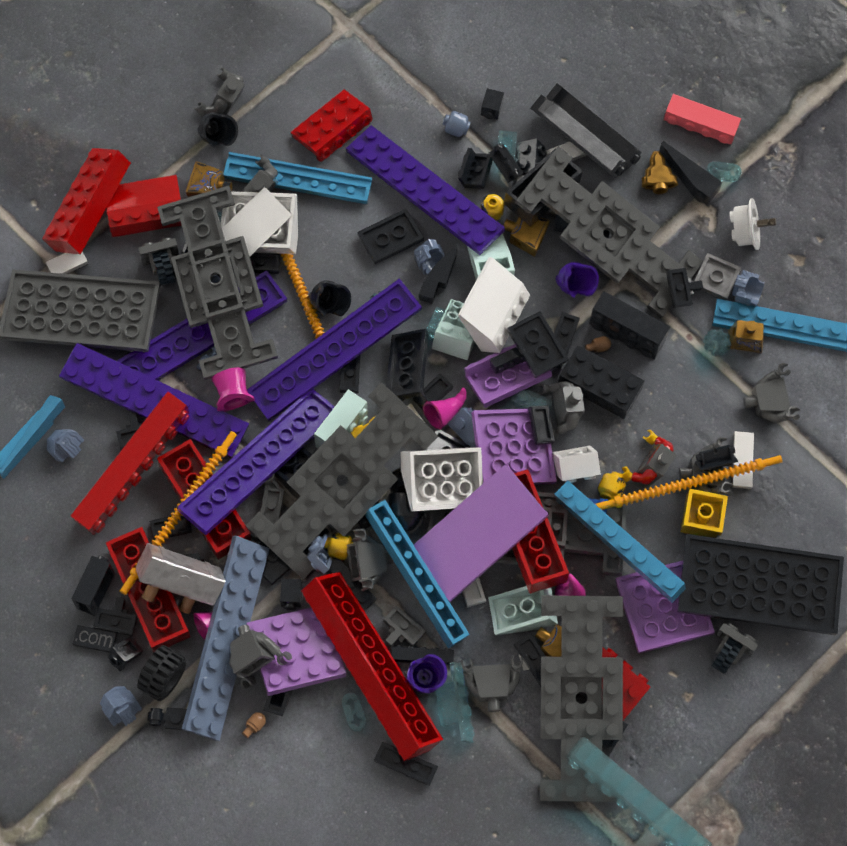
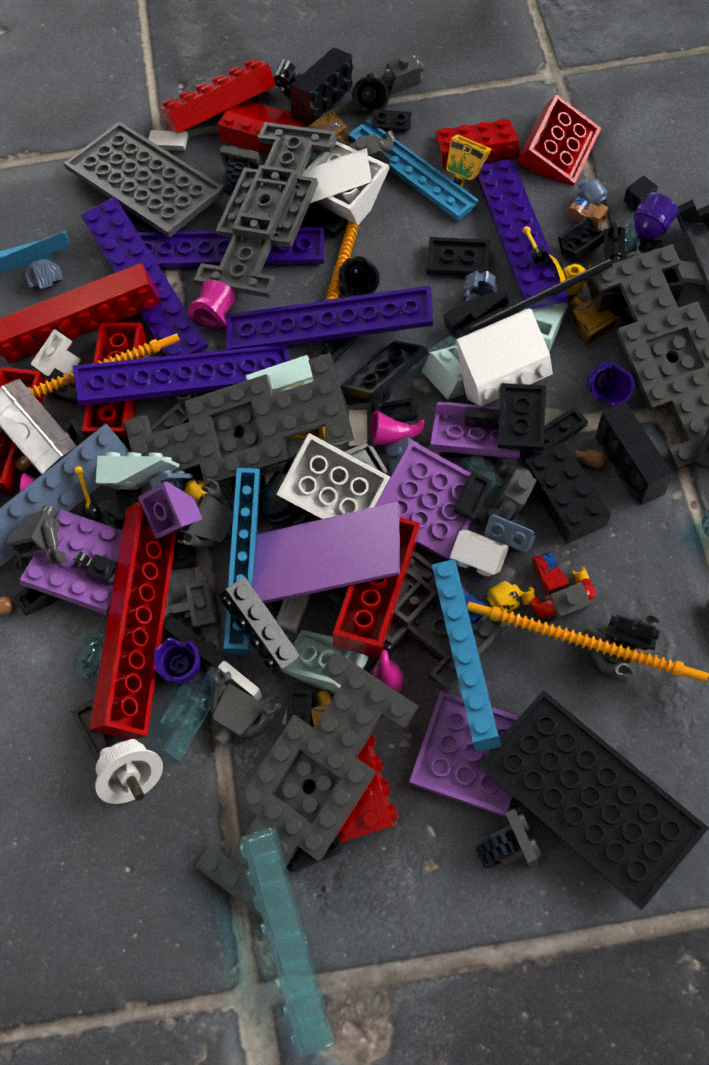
camera: 45 degrees right, 5 degrees down
(134, 150) = (286, 76): none -> black piece
(141, 506) = (55, 355): none -> white piece
(174, 144) = (321, 86): none -> black brick
(250, 142) = (392, 119): none -> black hinge
(265, 609) = (90, 509): none -> hinge
(284, 563) = (132, 470): none -> light aqua slope
(316, 646) = (98, 568): none -> black plate
(342, 148) = (465, 159): none -> torso
(343, 572) = (169, 509): none -> medium lavender slope
(398, 90) = (559, 142): none -> red slope
(451, 770) = (126, 772): none -> white piece
(460, 143) = (581, 208): none -> medium nougat leg
(461, 205) = (537, 251): none -> black hinge
(463, 270) = (501, 314): none -> black bar
(468, 612) = (258, 625): none -> brick
(478, 660) = (240, 681): none -> white tile
(485, 209) = (562, 274): none -> yellow sticker
(522, 124) = (654, 216): none -> dark purple helmet
(585, 437) = (509, 533): none -> sand blue bracket
(630, 449) = (549, 573): none -> red leg
(704, 513) = (581, 683): yellow brick -> none
(744, 448) = (673, 648): white tile -> none

